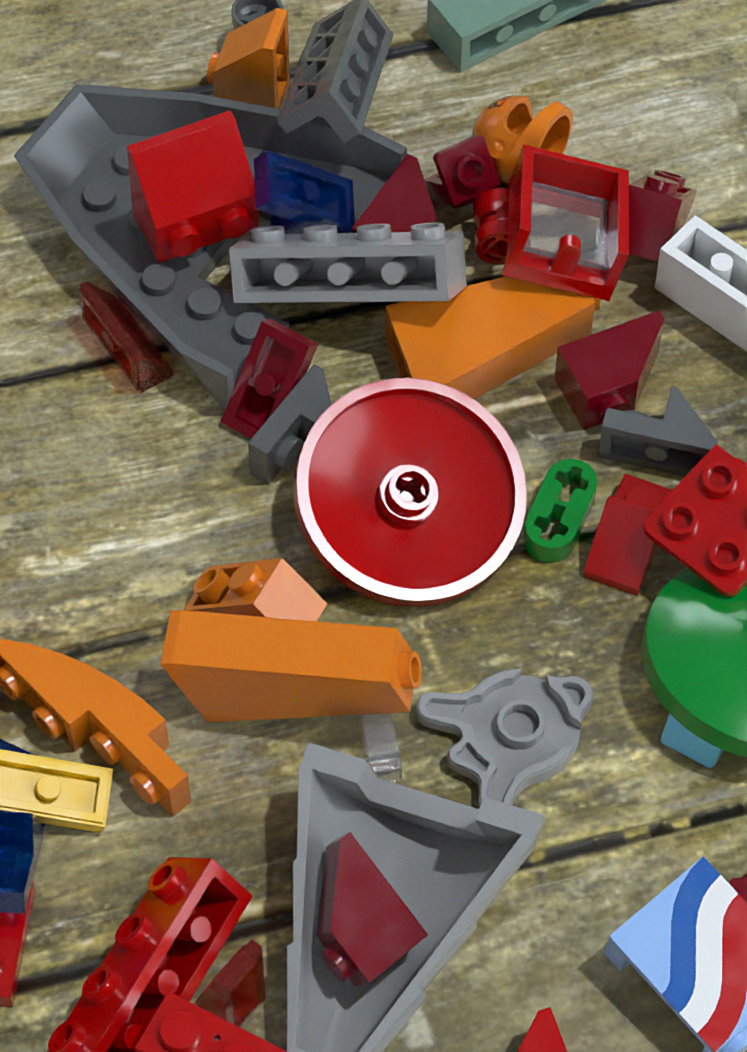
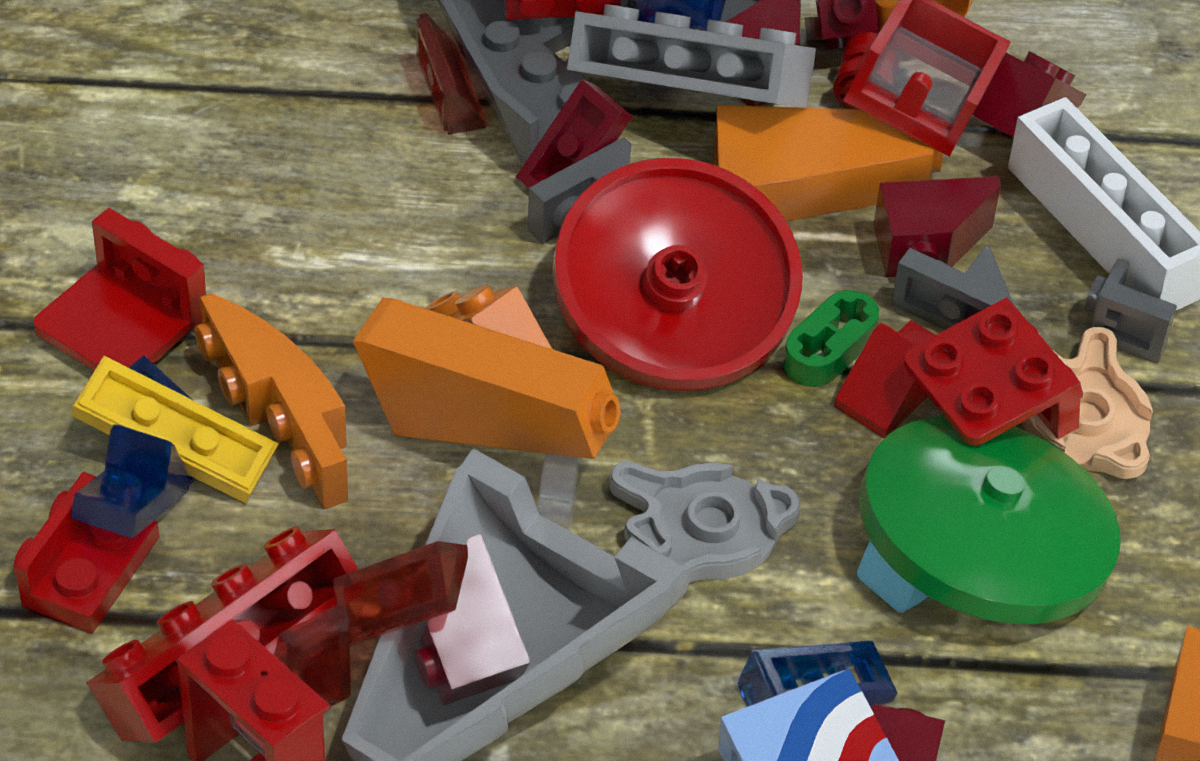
camera: 15 degrees right, 10 degrees down
(297, 906) = (402, 590): none -> clear red slope
(632, 883) = (777, 669): none -> clear blue slope

